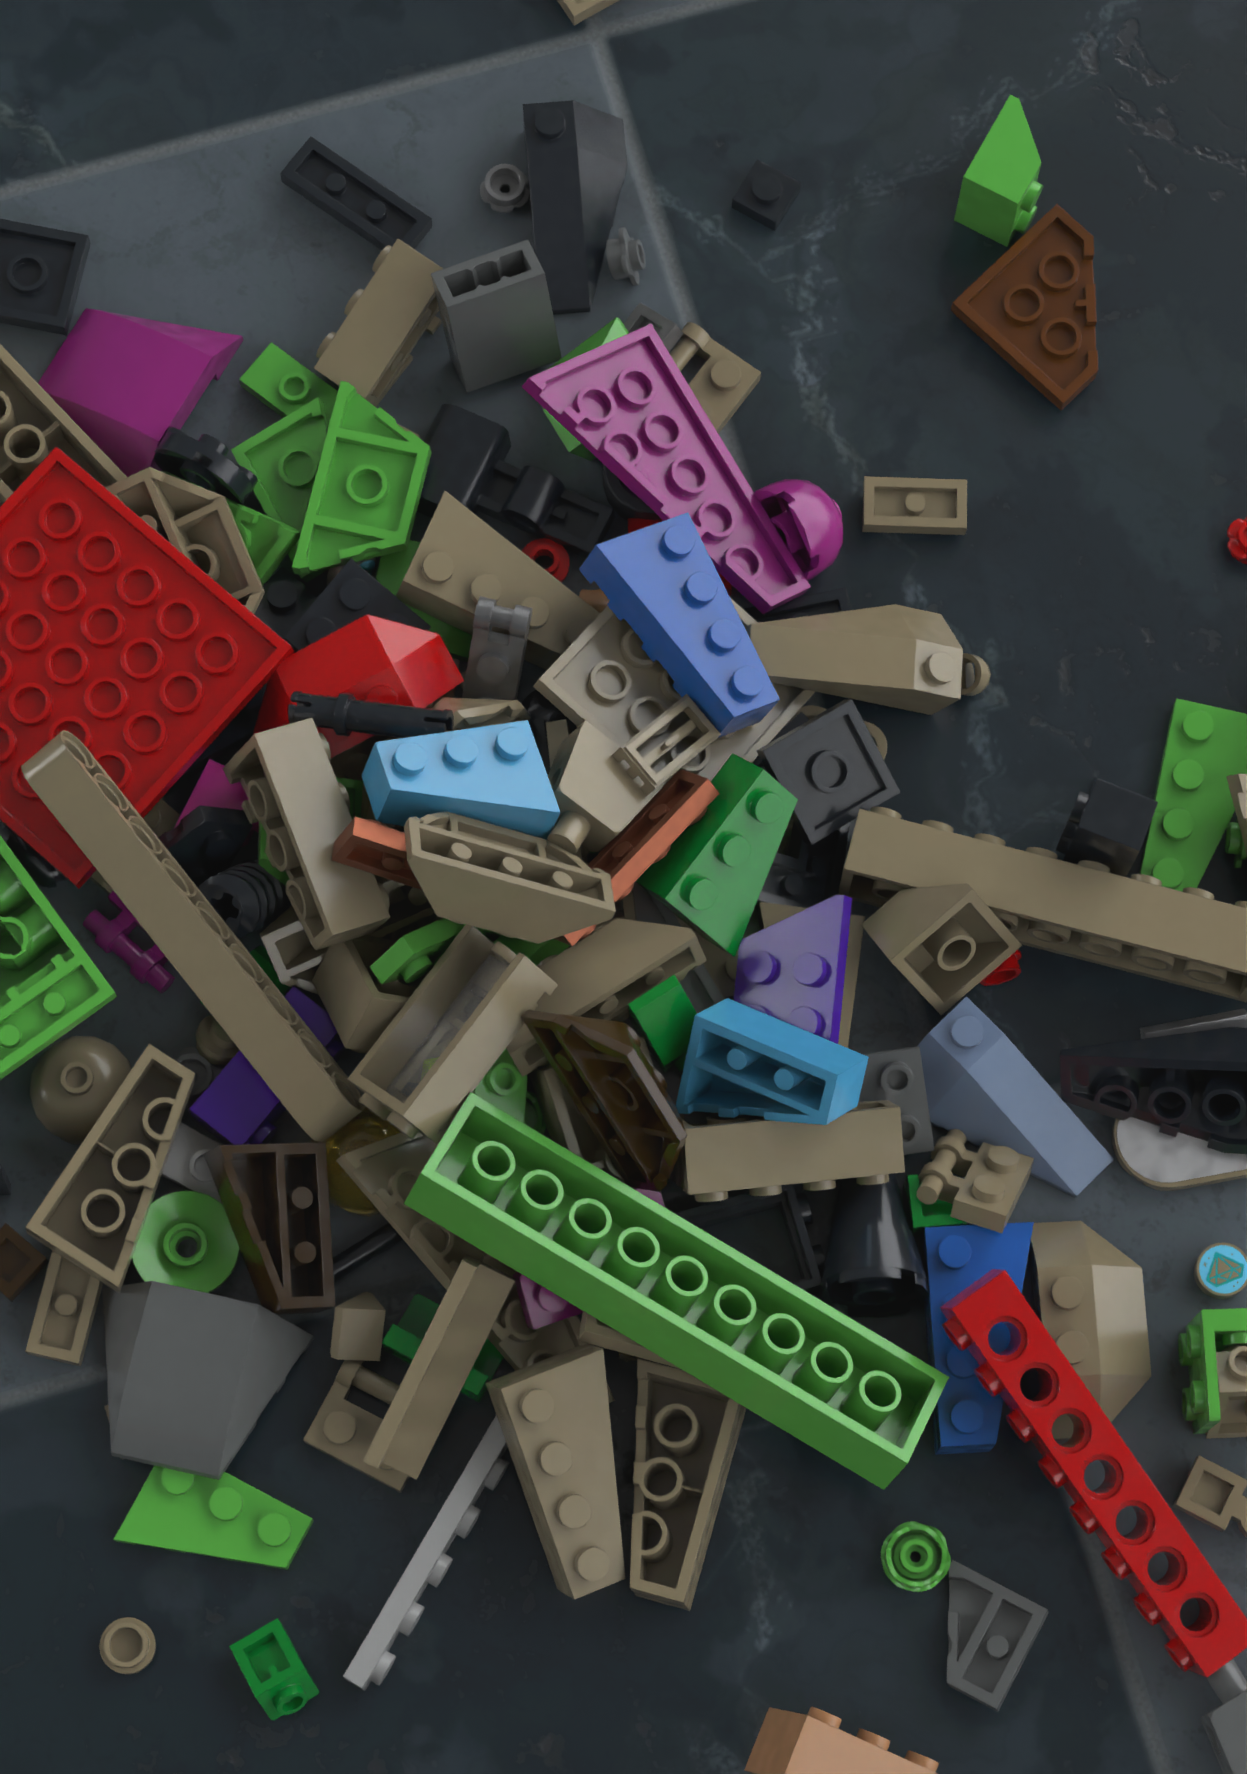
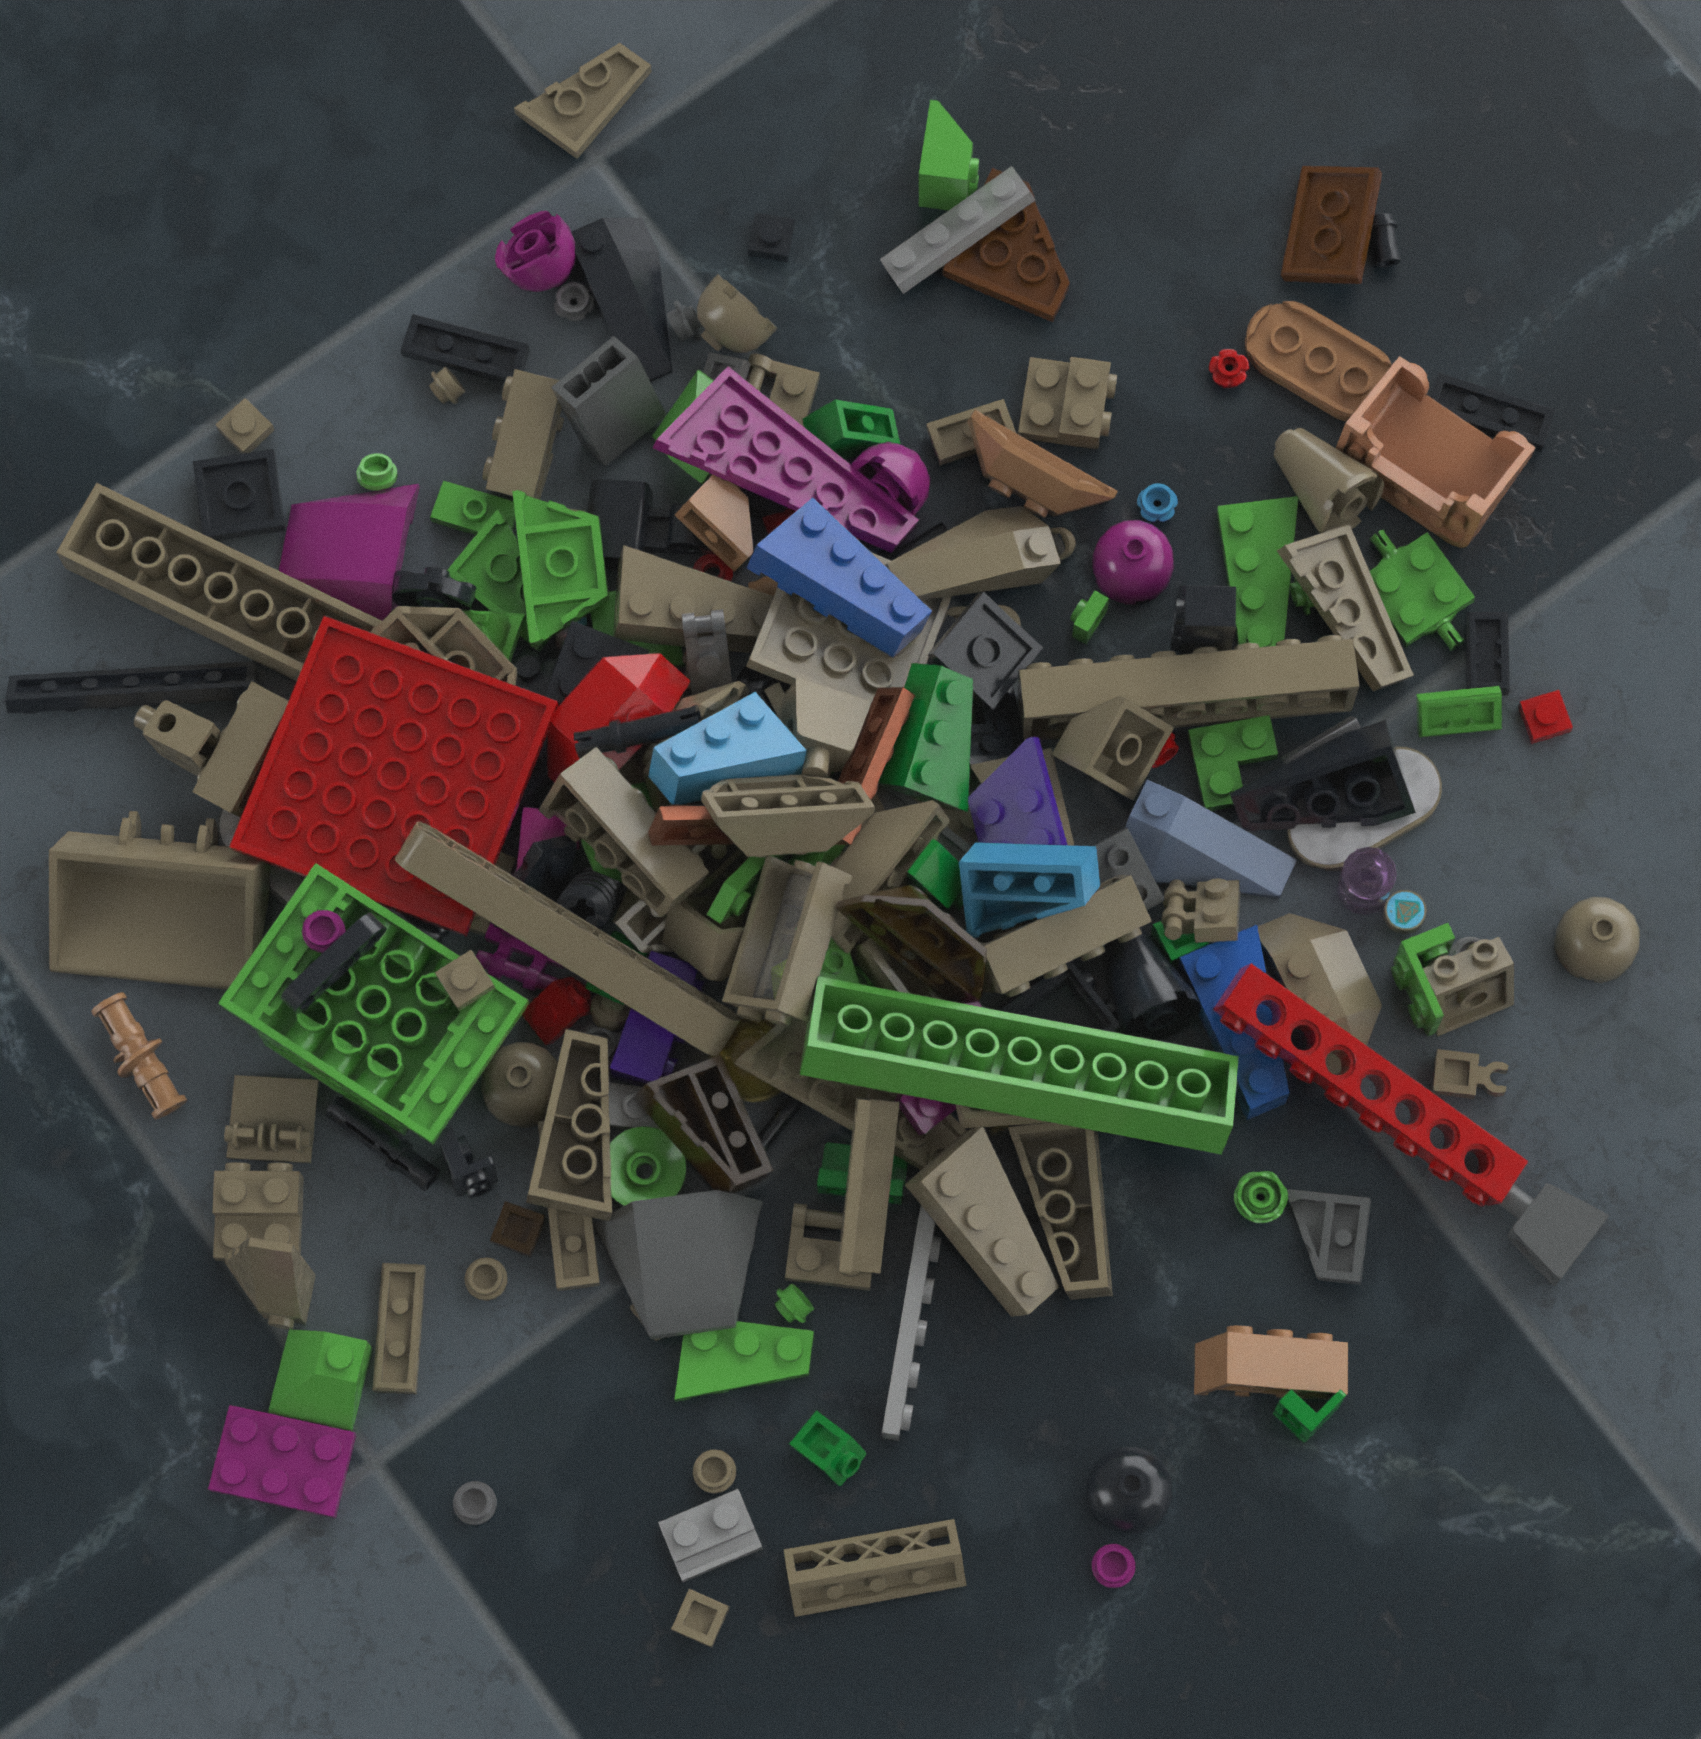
camera: 15 degrees left, 0 degrees up
(47, 941) = (464, 980): none -> dark tan plate
(67, 199) = (245, 427): none -> dark tan plate
(92, 1722) = (710, 1535): none -> light grey plate
(159, 1014) = (557, 1008): none -> red bracket
(197, 305) = (376, 472): none -> bright green plate
(301, 1476) = (793, 1304): none -> bright green plate
(318, 234) = (446, 386): none -> dark tan plate
(358, 1329) = (796, 1181): dark tan slope -> none
(484, 117) = (538, 253): none -> magenta cylinder
(573, 500) = (721, 520): none -> medium nougat slope
(641, 765) = (849, 694): dark tan tile -> none
(679, 271) = (731, 318): none -> dark tan cylinder
(774, 449) = (852, 427): none -> green slope
(968, 579) = (1032, 472): none -> medium nougat wedge
(971, 774) = (1088, 616): none -> bright green plate
(987, 261) = (957, 229): none -> light grey plate
(1042, 510) = (1067, 401): none -> dark tan plate
(1049, 728) = (1133, 562): none -> magenta cylinder
(1075, 991) = (1222, 749): none -> bright green plate
(1113, 658) = (1153, 493): none -> dark azure plate
(1188, 1216) = (1366, 880): none -> clear purple wheel

